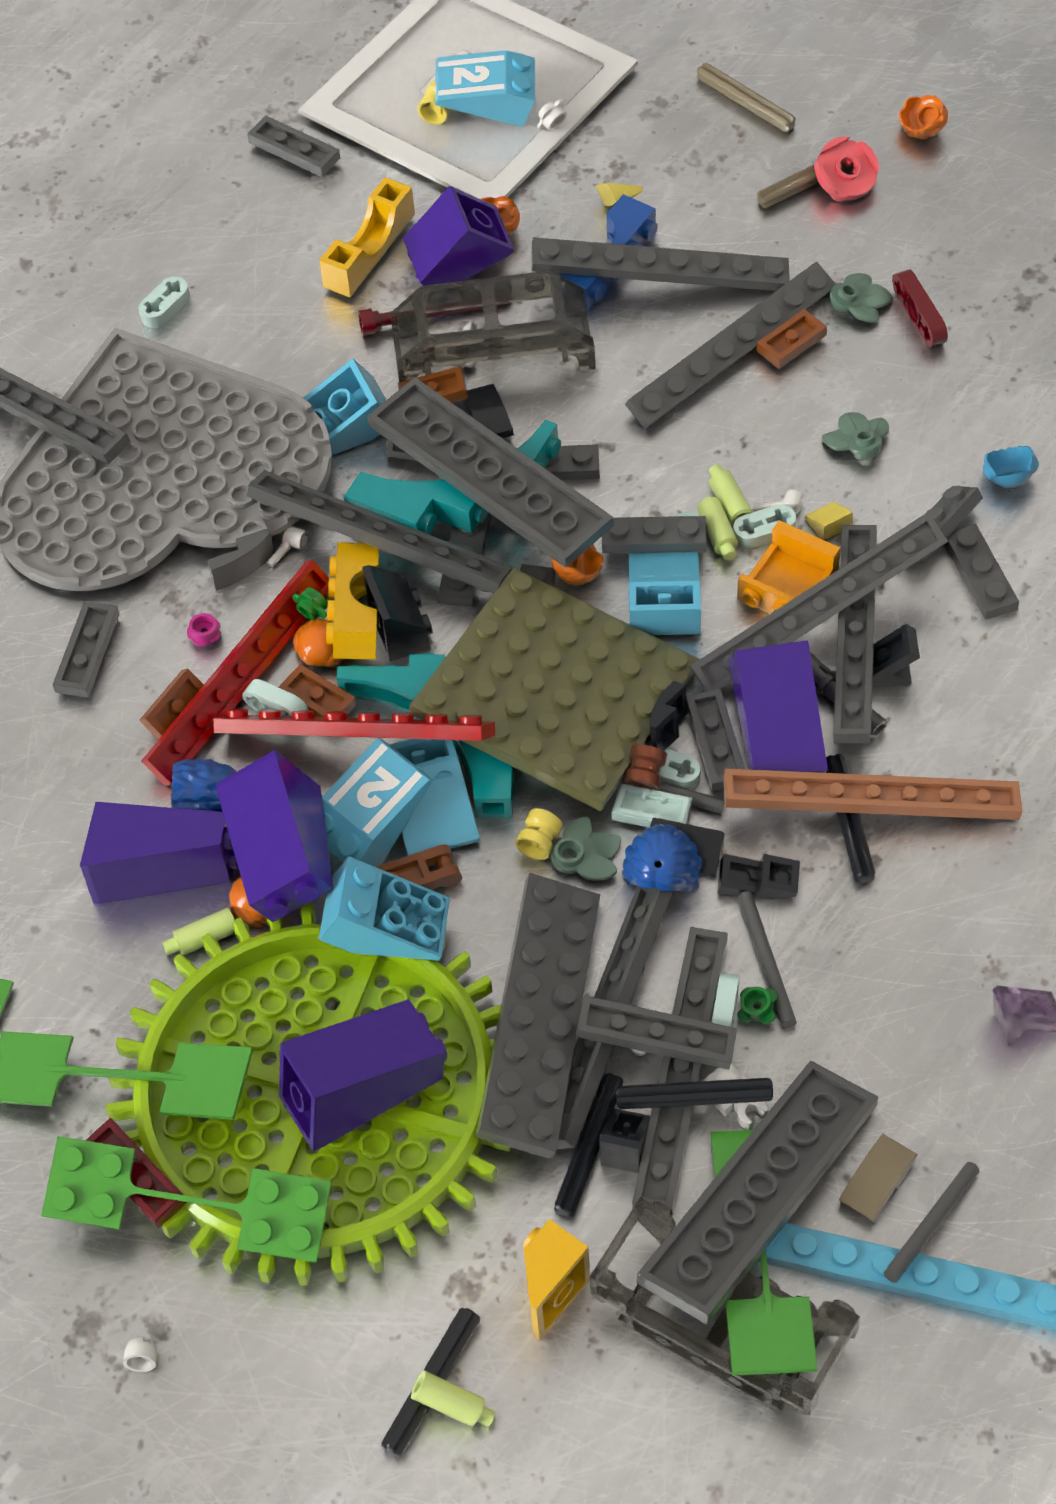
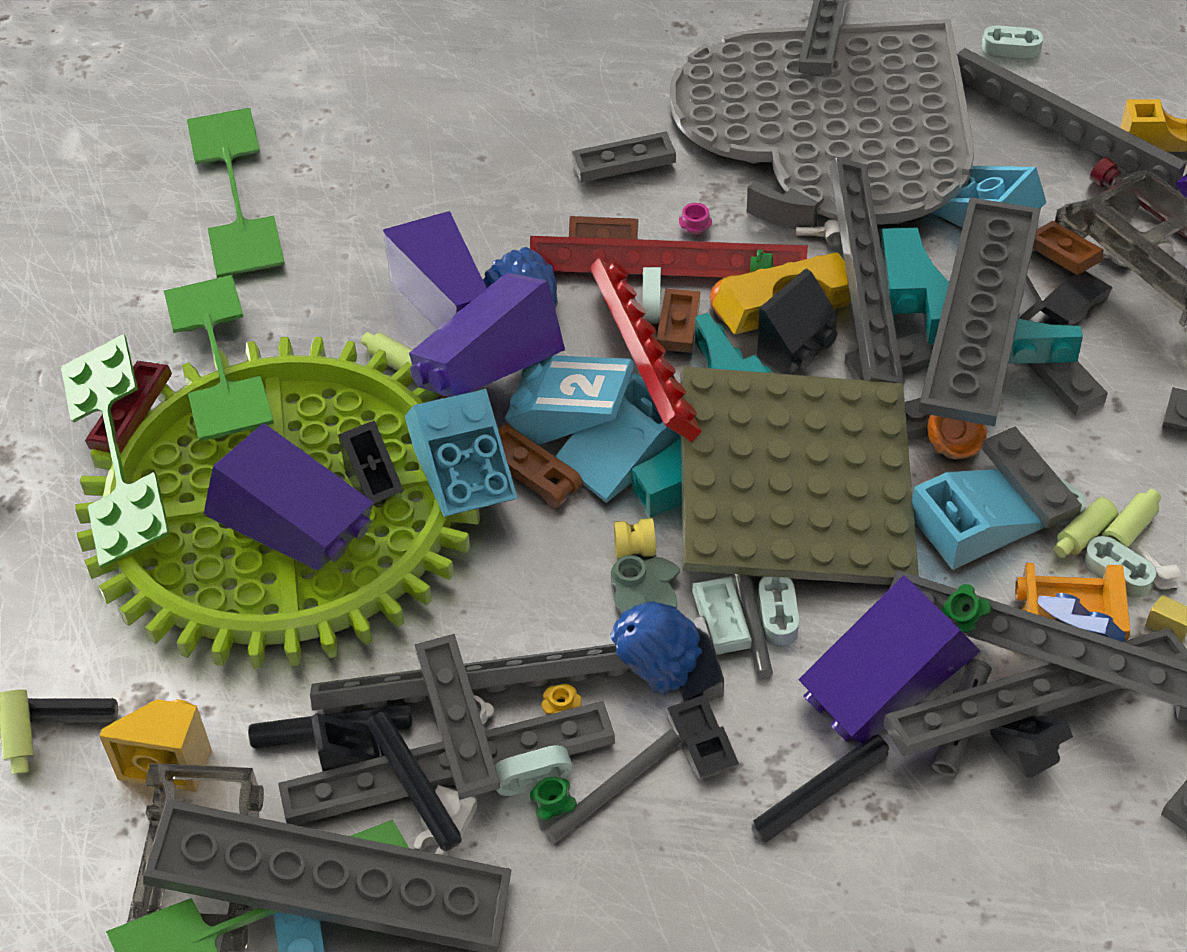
camera: 60 degrees right, 5 degrees down
(294, 312) = (1067, 118): none -> dark grey plate
(346, 993) = (369, 463): none -> black slope
(539, 1017) = (479, 605): dark grey plate -> none
(645, 766) = (752, 582): copper wheel -> none
(664, 969) = (554, 693): none -> yellow plate
(666, 714) = (815, 574): black slope -> none
(714, 735) = (814, 640): dark grey plate -> none
(770, 626) = (966, 596): none -> green plate
(802, 576) = (1070, 611): none -> slope
(872, 794) = (854, 795): nougat plate -> none

